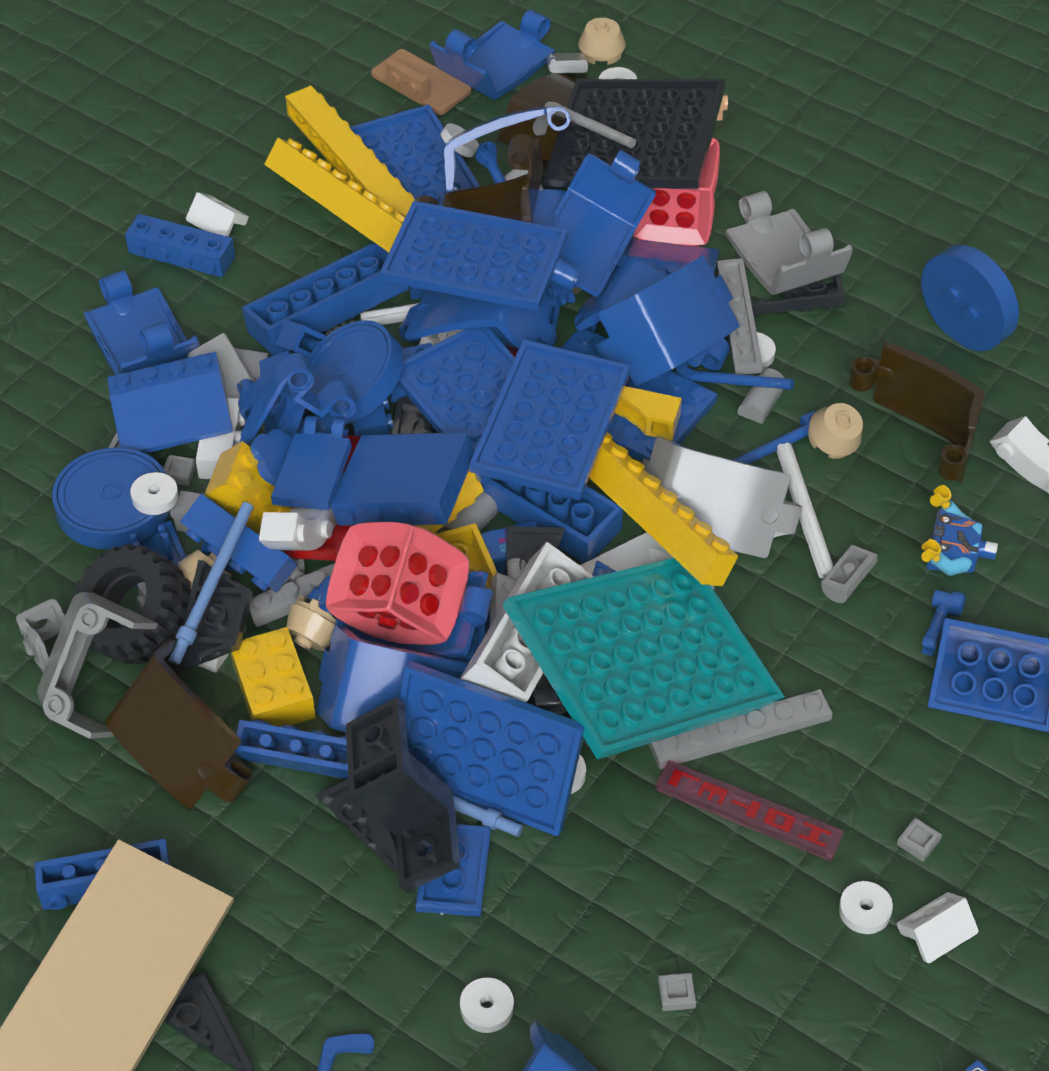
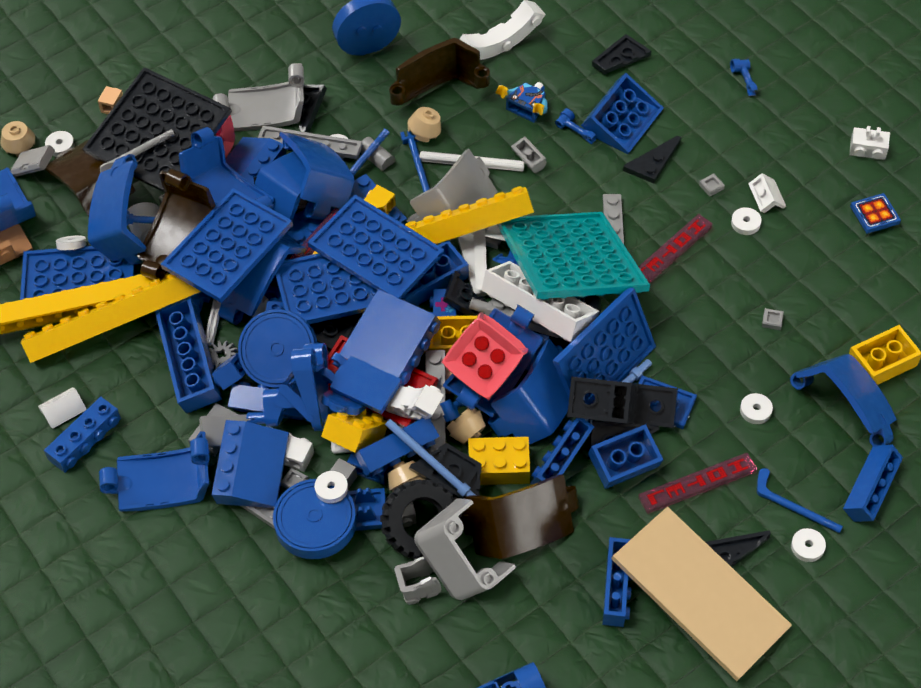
camera: 70 degrees left, 5 degrees up
(320, 952) = (697, 483): none -> clear pink tile
(321, 831) = (625, 456): none -> blue brick
(921, 743) = (653, 162): none -> black wing

